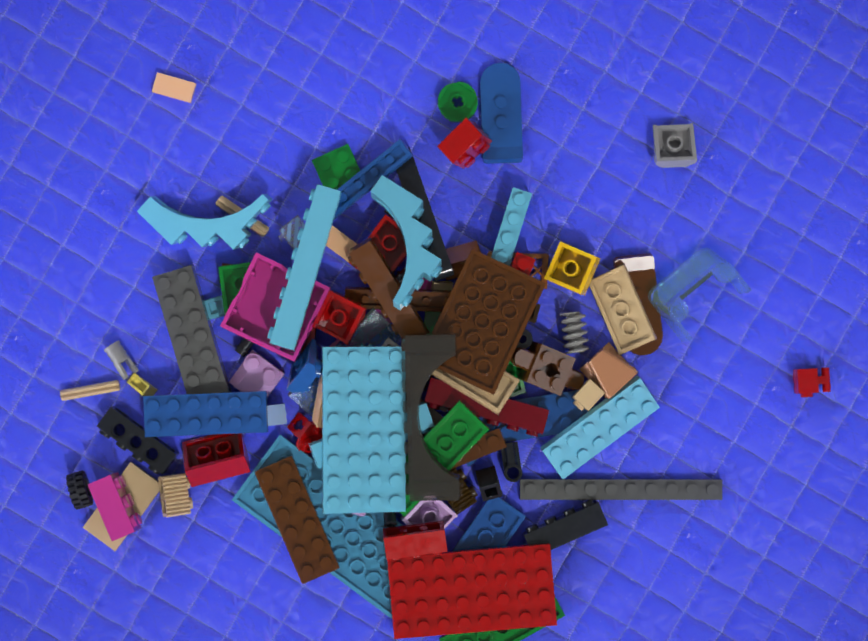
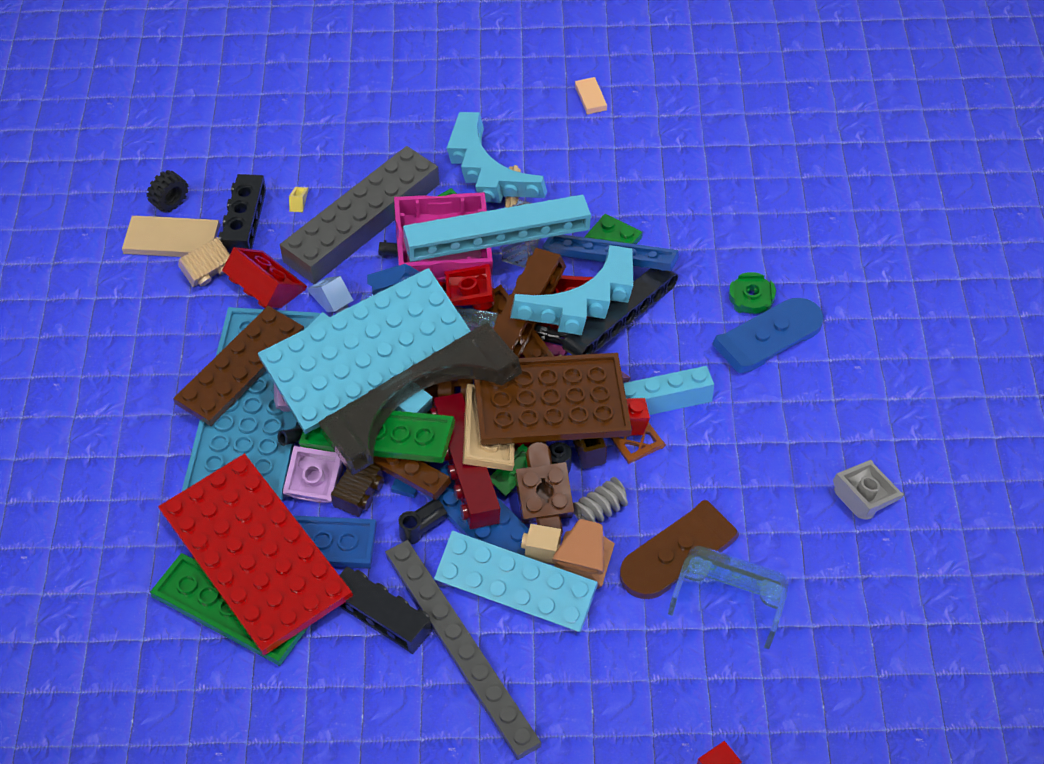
camera: 60 degrees right, 35 degrees down
(90, 390) = (269, 164): tan axle -> none
(115, 506) = (166, 215): dark pink brick -> none
(119, 355) = (314, 167): light grey hinge -> none
(205, 414) = (302, 236): blue plate -> none
(256, 375) = (356, 268): lavender slope -> none
(414, 540) = (278, 466): red brick -> none
(465, 143) = (716, 305): red brick -> none
(488, 483) = (383, 507): black brick -> none
(572, 268) = (666, 462): yellow brick -> none
(622, 310) = (658, 534): tan tile -> none

